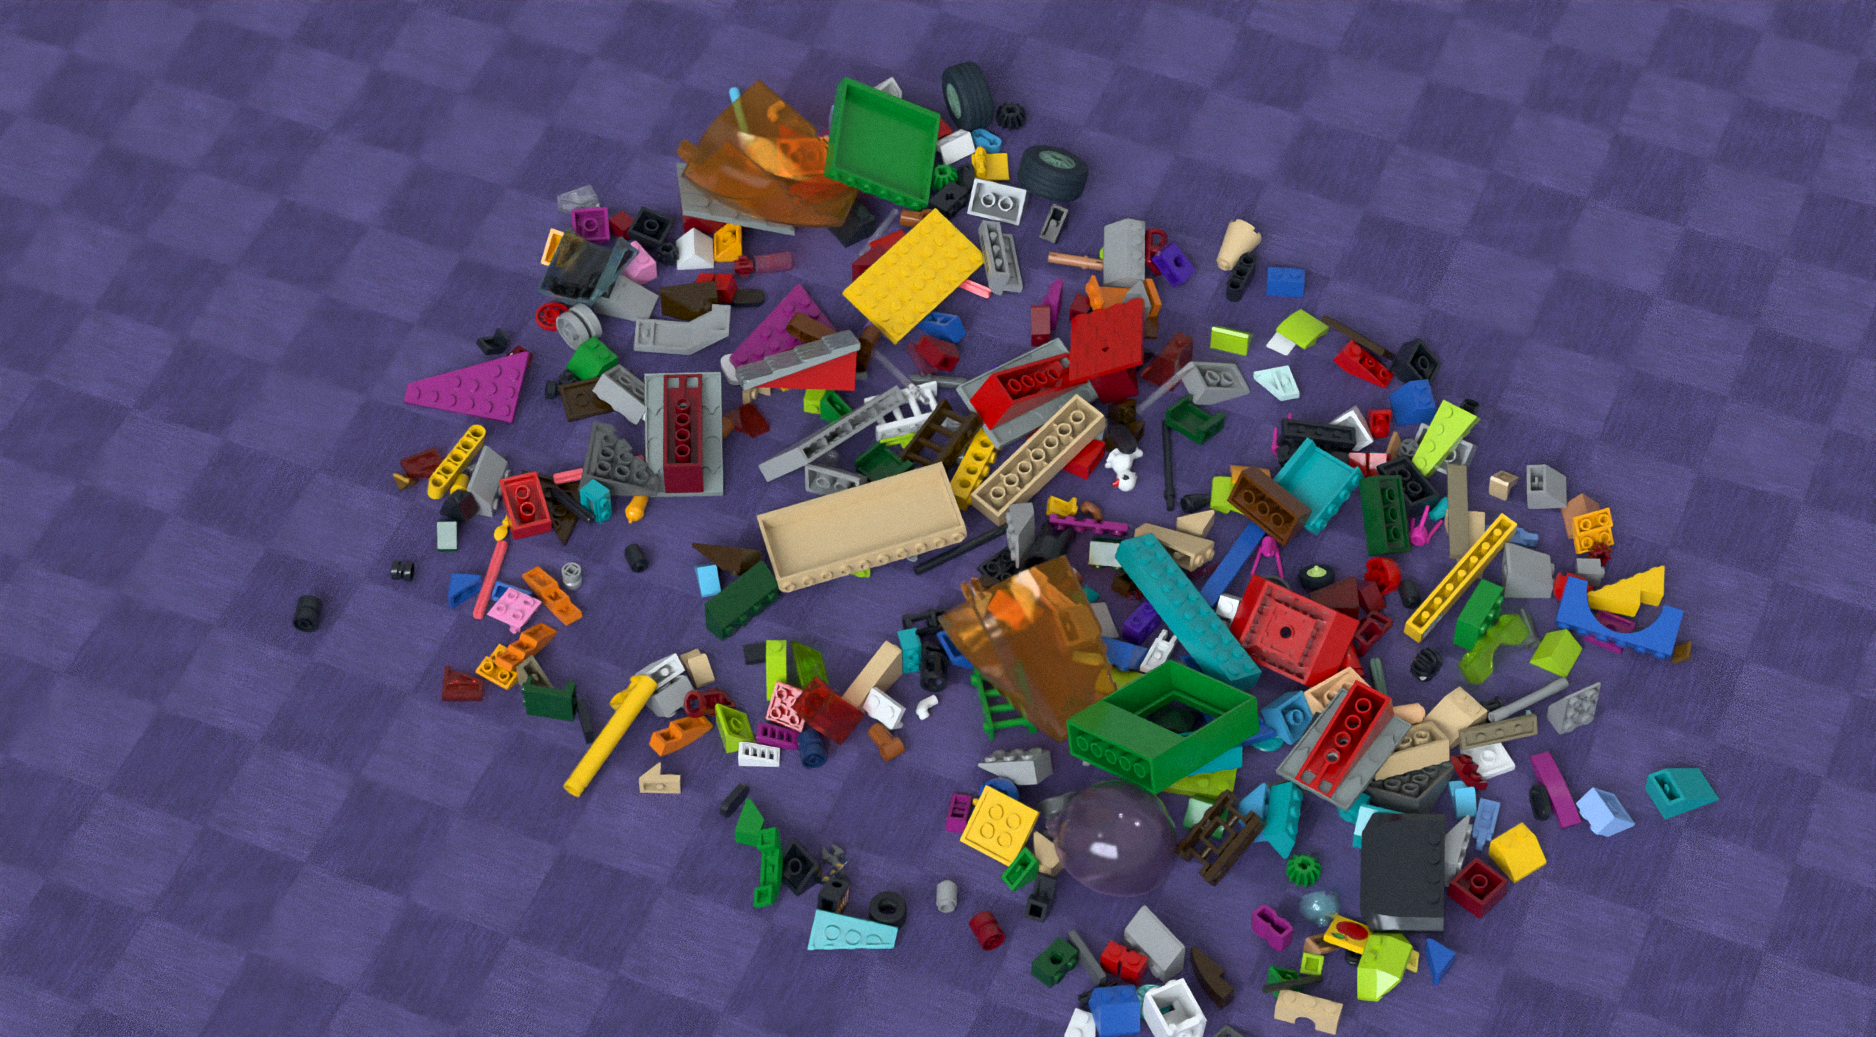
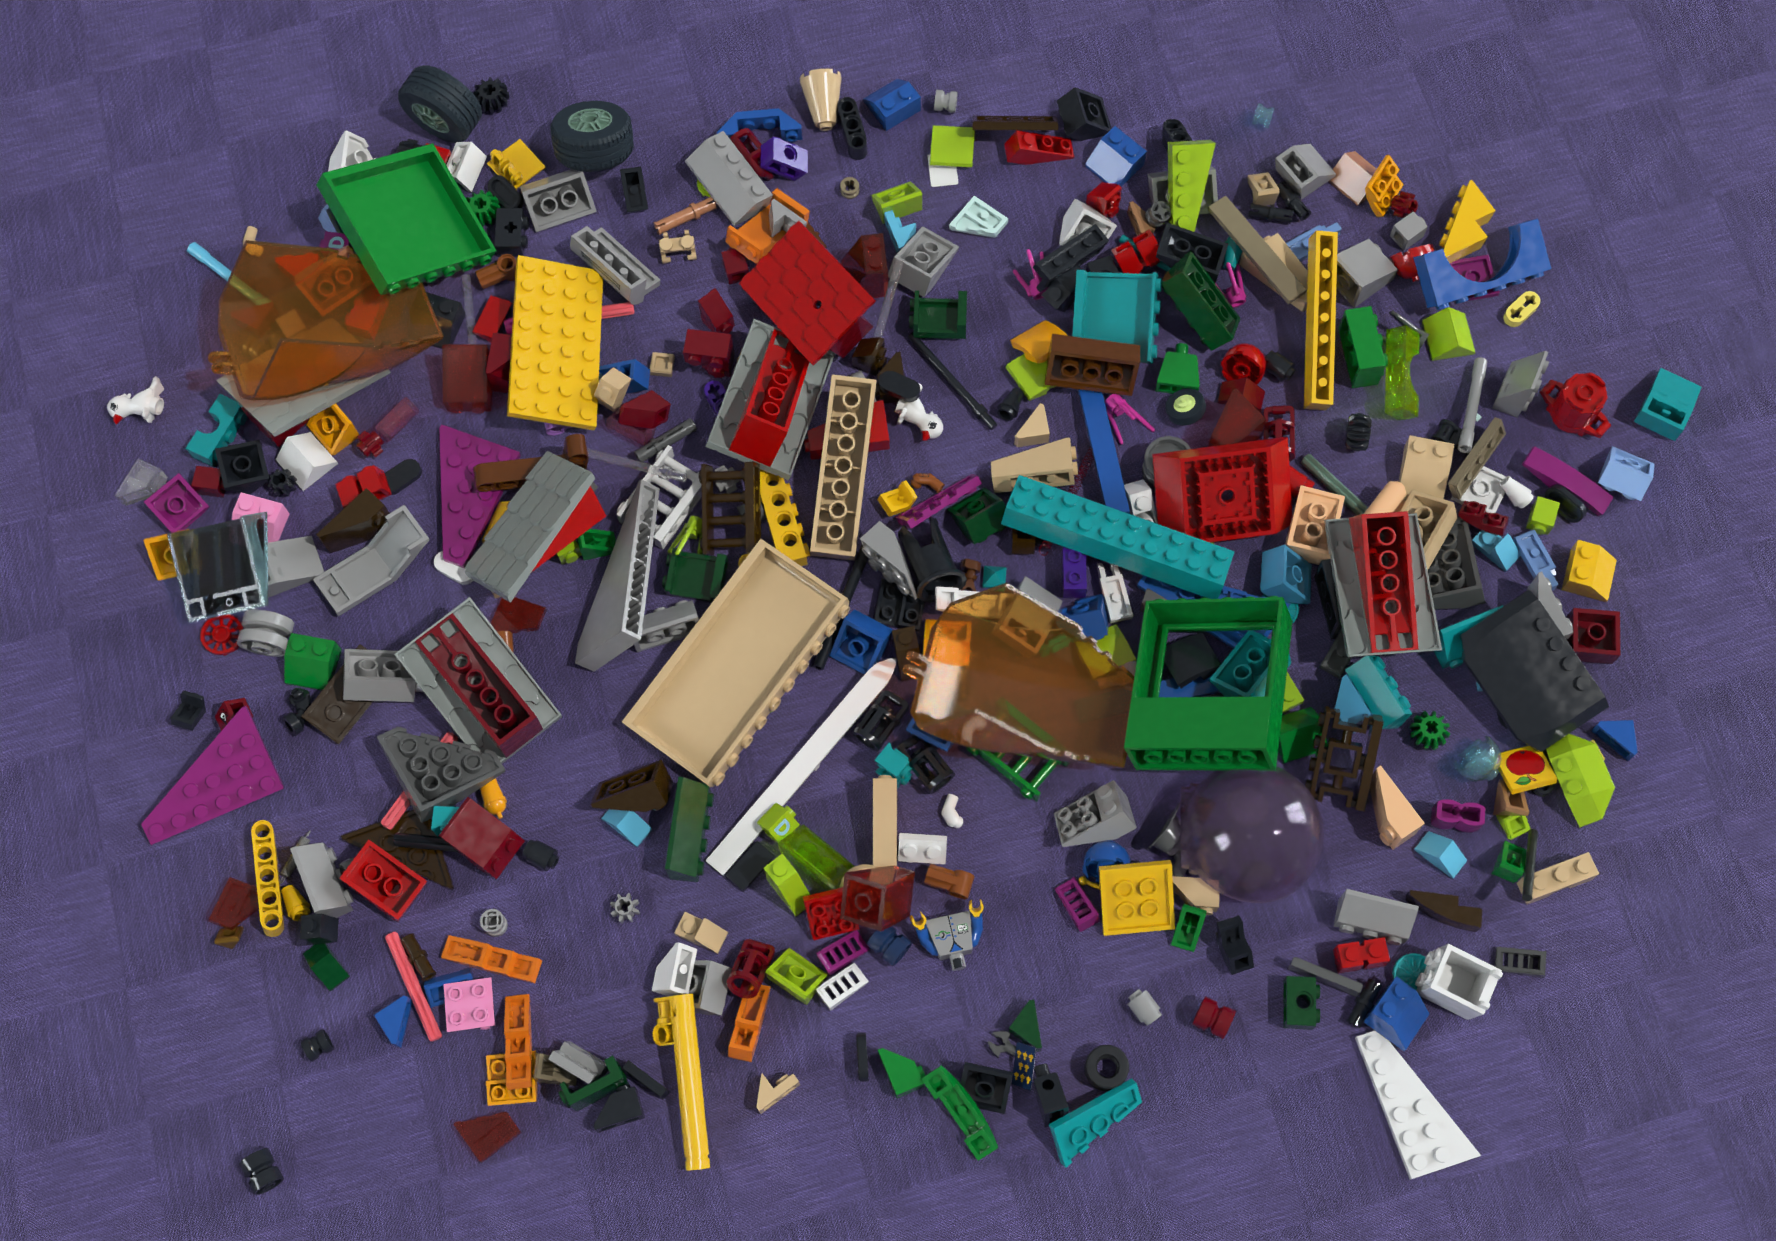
camera: 35 degrees left, 20 degrees up
(501, 531) = (377, 921): yellow piece -> none
(508, 565) = (418, 957): none -> dark brown pin
(549, 674) = (579, 1062): none -> light grey slope
(553, 726) = (621, 1108): none -> black slope
(606, 518) = (481, 838): none -> dark red slope
(621, 158) = (144, 403): none -> white animal
(661, 621) = (619, 910): none -> light grey gear
(667, 200) = (230, 418): none -> teal arch
(805, 635) = (778, 822): none -> lime brick
(834, 265) = (465, 378): none -> clear red slope
(852, 616) = (803, 764): none -> white piece
(856, 771) = (951, 935): none -> torso
(859, 853) = (1026, 1026): none -> dark green slope
(927, 323) = (612, 389): none -> tan slope
(955, 568) = (861, 641): none -> blue slope
(978, 338) = (662, 364): none -> tan tile
(985, 139) = (489, 137): dark azure beam -> none
(1012, 339) = (710, 350): none -> dark red slope
(1048, 270) = (683, 243): none -> tan piece
(1054, 299) = (705, 277): magenta slope -> none
(1181, 235) = (768, 119): none -> blue slope
(1206, 316) = (849, 194): none -> dark tan bush
(1214, 352) = (898, 234): none -> medium azure slope
(1224, 895) = (1393, 813): none -> light nougat slope
(1241, 948) = (1441, 853): none -> medium azure slope
(1322, 298) = (946, 101): none -> light grey wheel
(1332, 553) = (1178, 371): none -> green torso
(1495, 501) = (1270, 213): none -> black pin
(1509, 772) = (1517, 493): none -> white cone
(1515, 799) = (1542, 515): none -> lime brick
(1519, 505) = (1293, 201): none -> black pin
(1548, 440) = (1263, 115): none -> clear light blue wheel
(1606, 745) = (1578, 404): none -> red container
(1628, 671) = (1525, 312): none -> light yellow beam
(1682, 652) = (1554, 255): pearl gold slope -> none

